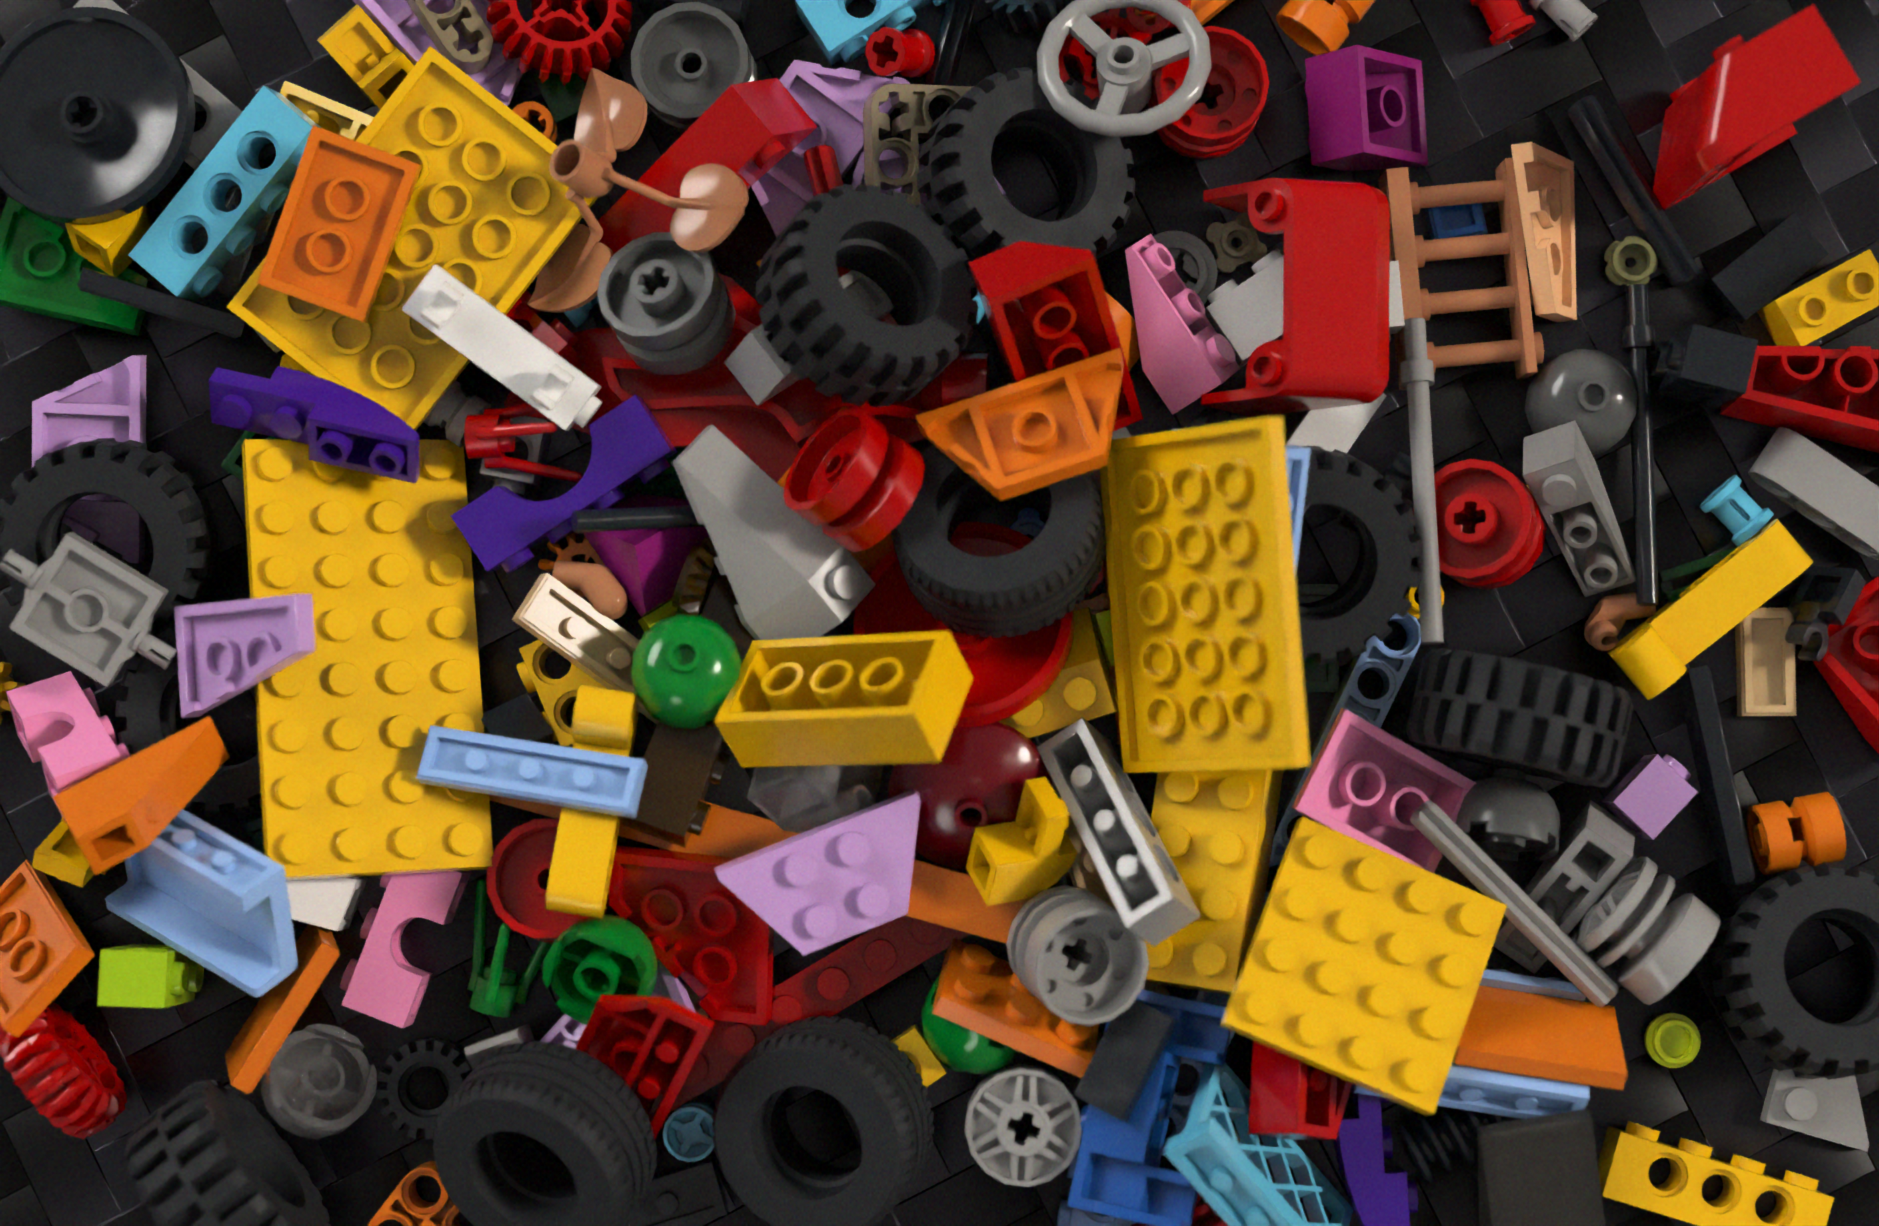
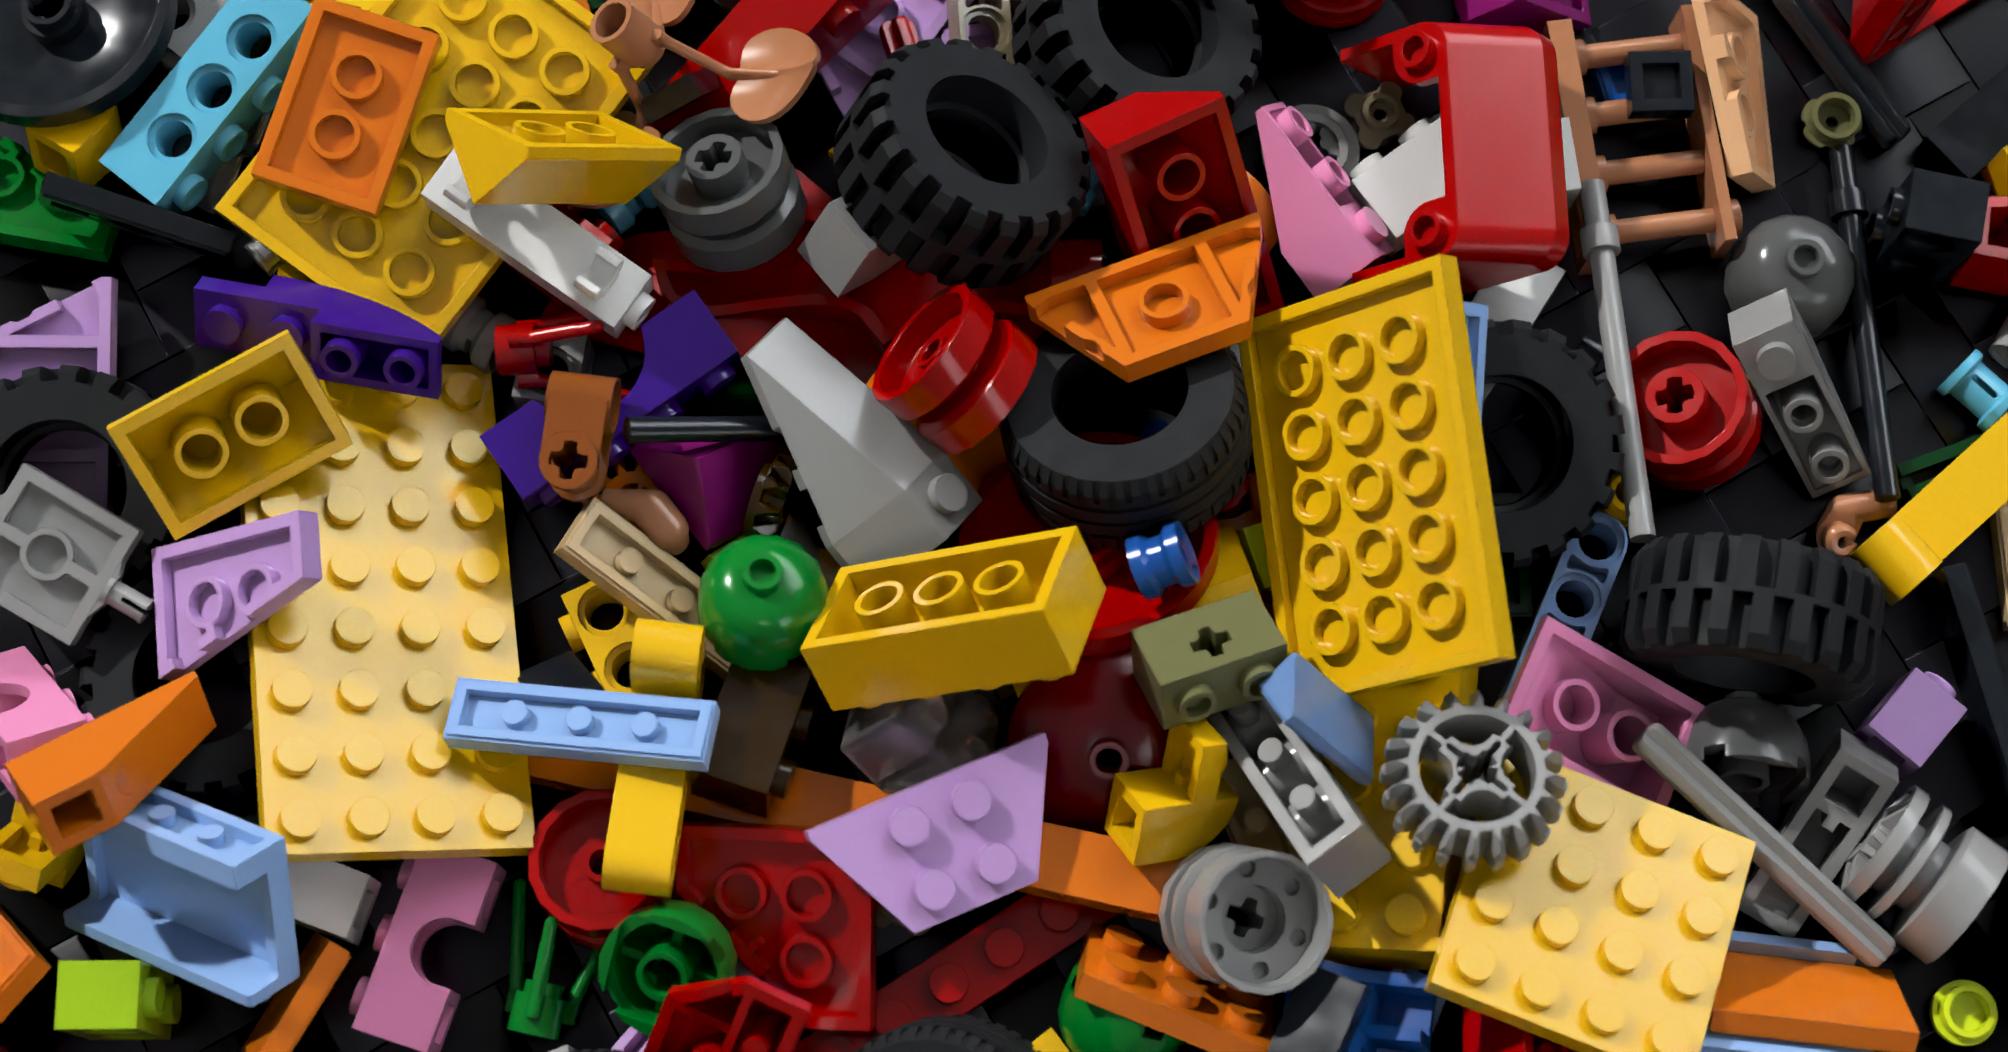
camera: 10 degrees left, 10 degrees down
(240, 517) = (230, 434): none -> yellow slope
(515, 279) = (555, 156): none -> yellow slope
(536, 507) = (581, 421): none -> dark orange piece
(626, 218) = (679, 95): none -> black tile
(1022, 653) = (1162, 560): none -> blue wheel
(1057, 741) = (1206, 658): none -> olive brick
(1149, 795) = (1323, 716): none -> medium blue slope
(1256, 839) = (1437, 744): none -> light grey gear
(1480, 231) = (1659, 84): none -> black plate

